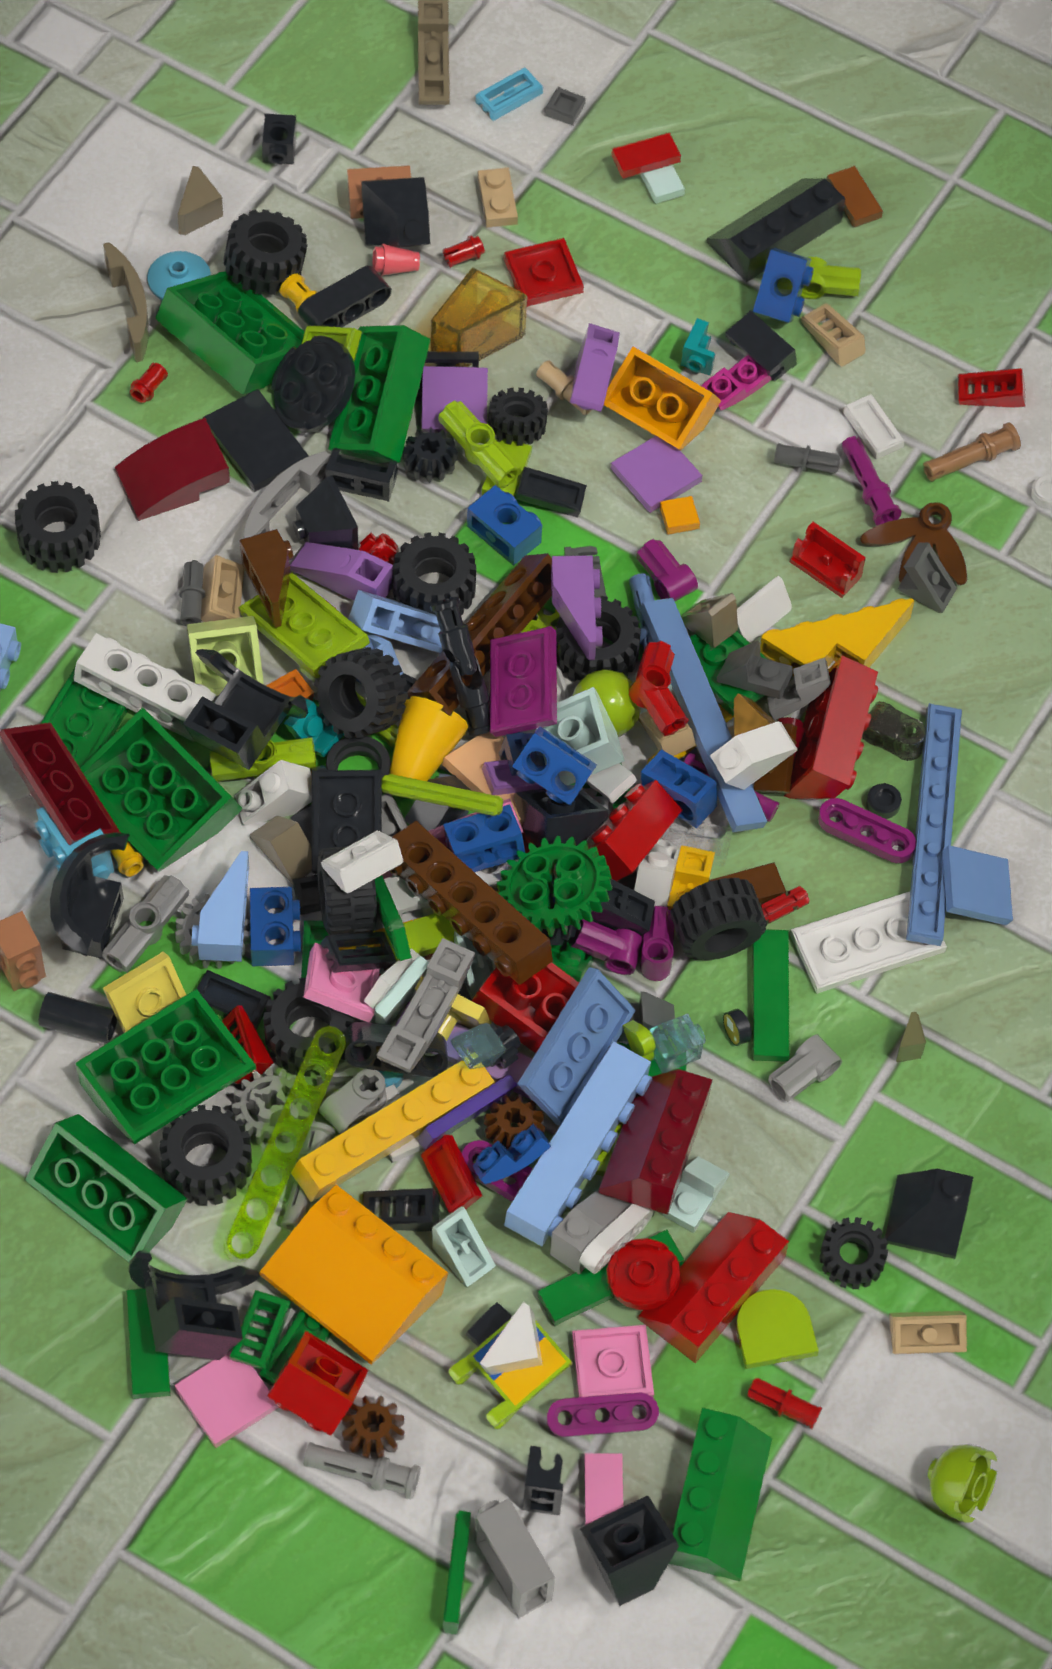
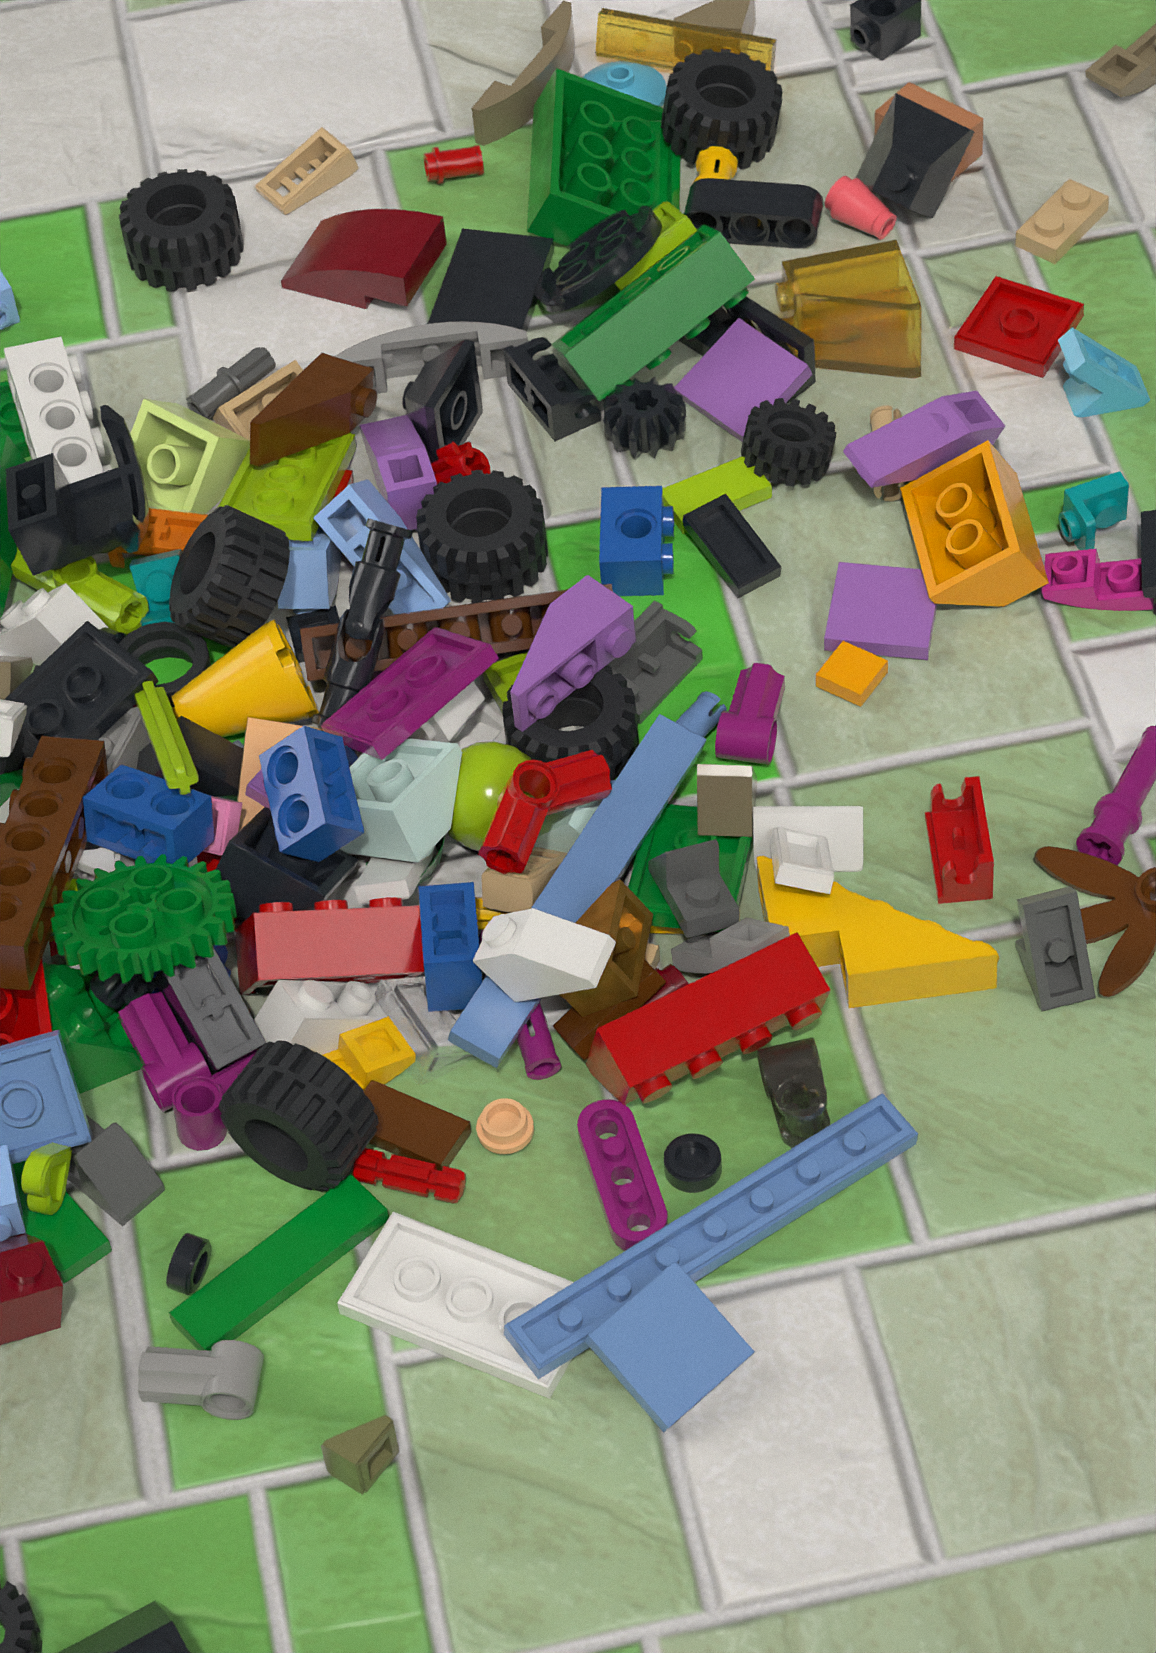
camera: 55 degrees right, 10 degrees down
(73, 421) = (325, 154): none -> tan slope
(191, 228) = (667, 42): none -> clear yellow tile
(464, 251) = (950, 247): red pin -> none
(491, 455) = (701, 436): lime piece -> none
(620, 276) = (1099, 378): none -> medium azure slope
(677, 1043) = (85, 1215): clear light blue brick -> none
(785, 622) = (801, 860): none -> white tile
(790, 852) = (505, 1126): none -> light nougat plate
(807, 458) = (1079, 716): dark grey axle -> none

